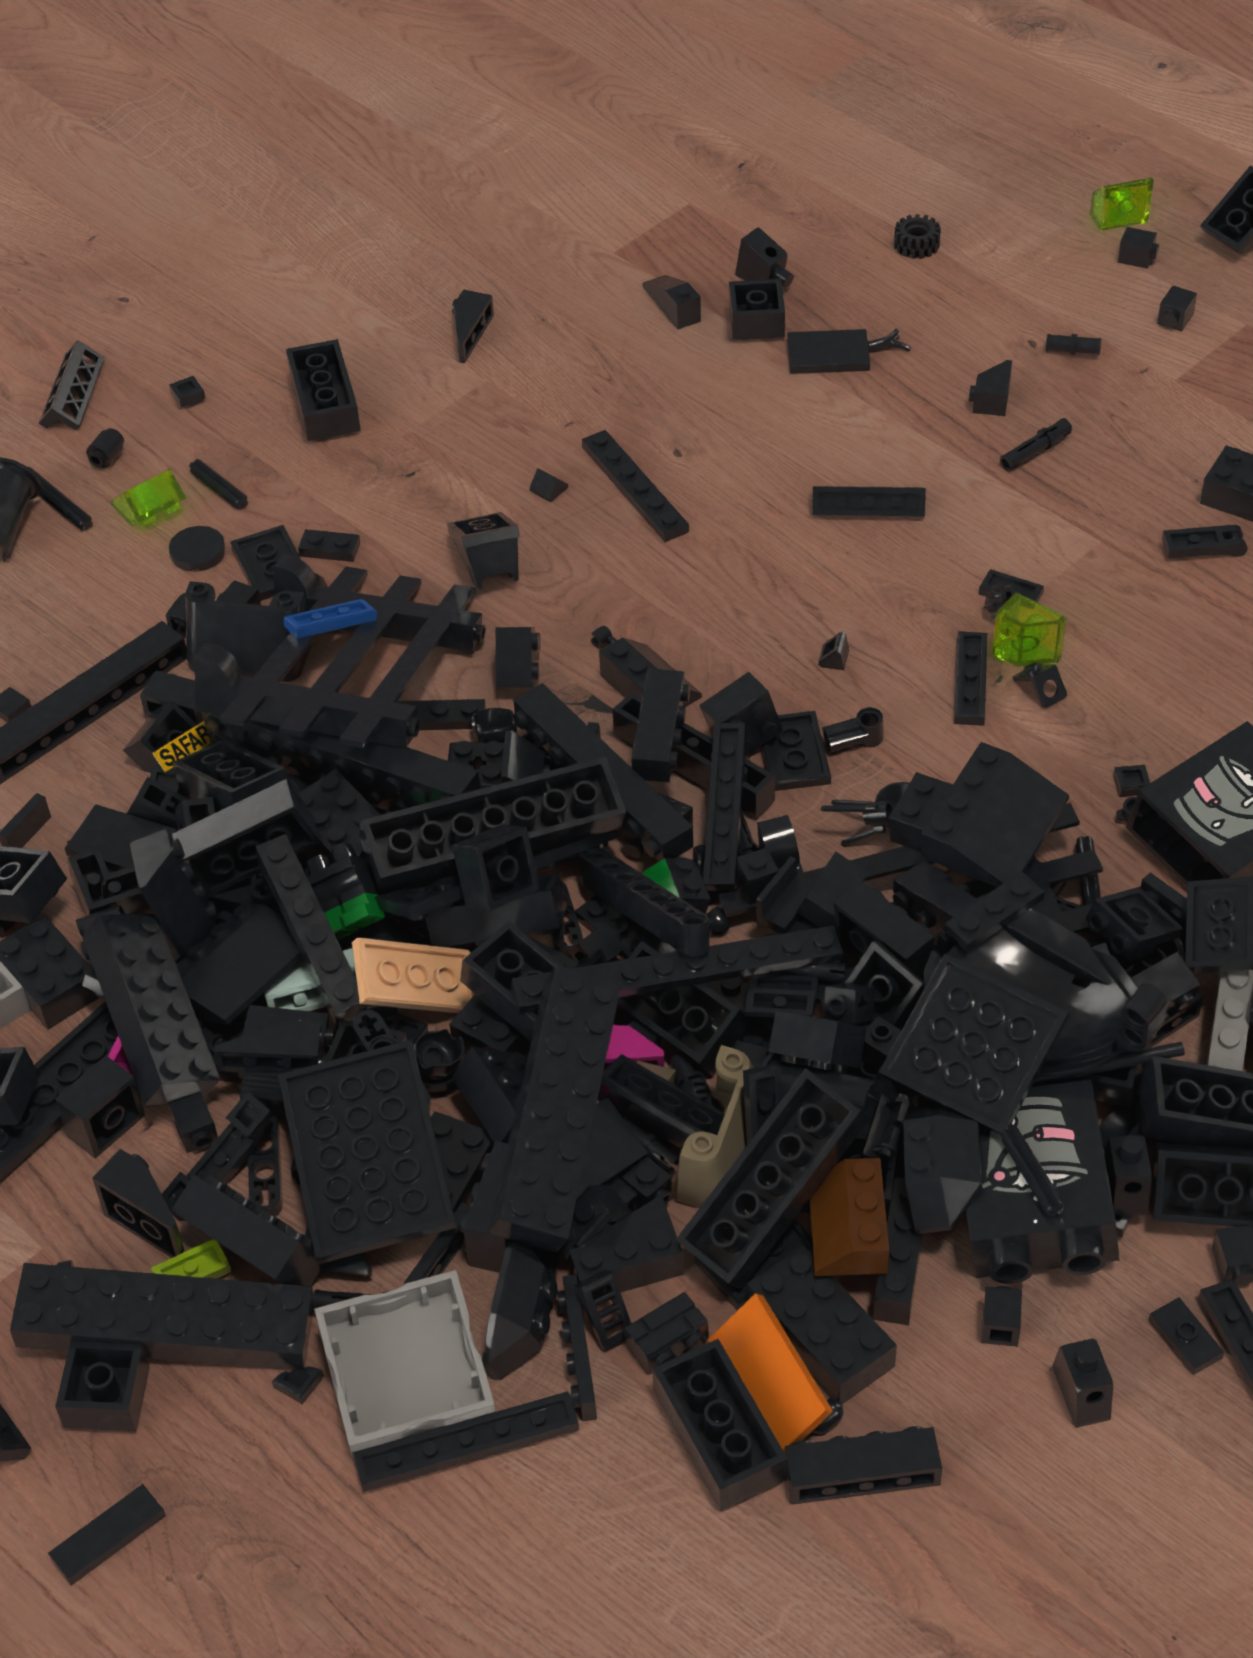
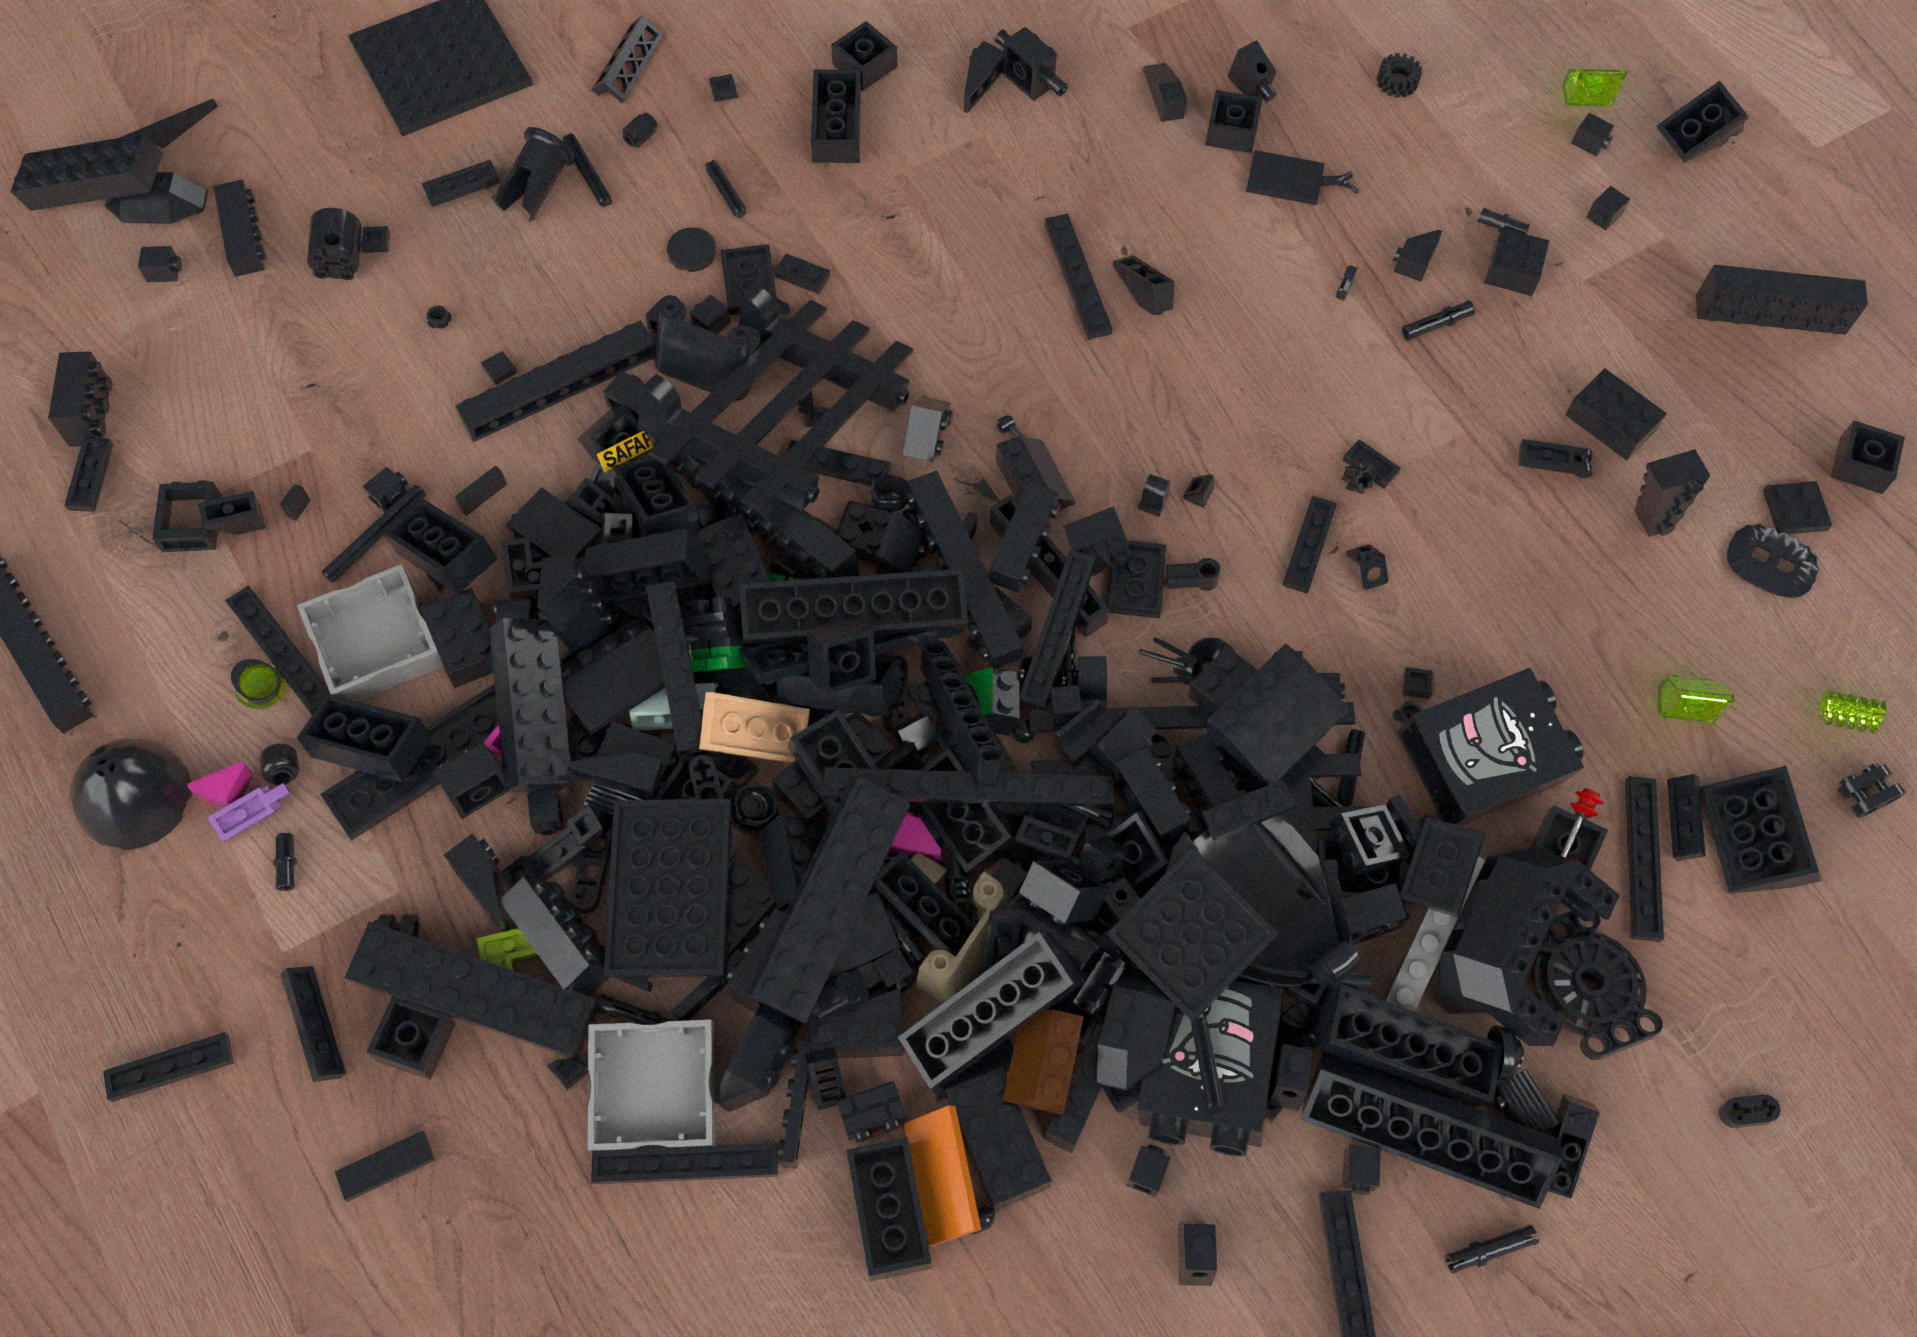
camera: 10 degrees right, 15 degrees up
(149, 498) = (663, 192): clear neon green slope -> none
(330, 618) = (776, 359): blue tile -> none
(338, 320) = (865, 51): none -> black brick
(375, 666) = (811, 414): none -> black bracket
(487, 546) = (932, 310): black piece -> none
(520, 300) = (1030, 63): none -> black brick
(547, 485) = (1003, 258): black slope -> none
(713, 476) = (1147, 285): none -> black slope
(787, 665) = (1154, 495): none -> black leg
(863, 1465) = (994, 1275): black brick -> none
(868, 501) = (1274, 342): black fence -> none
(927, 430) = (1347, 282): none -> black tile
(946, 1246) = (1121, 1098): none -> black plate
(1028, 632) = (1370, 517): clear neon green slope -> none
(1099, 374) = (1516, 262): none -> black brick
(1186, 1336) = (1296, 1228): black plate -> none

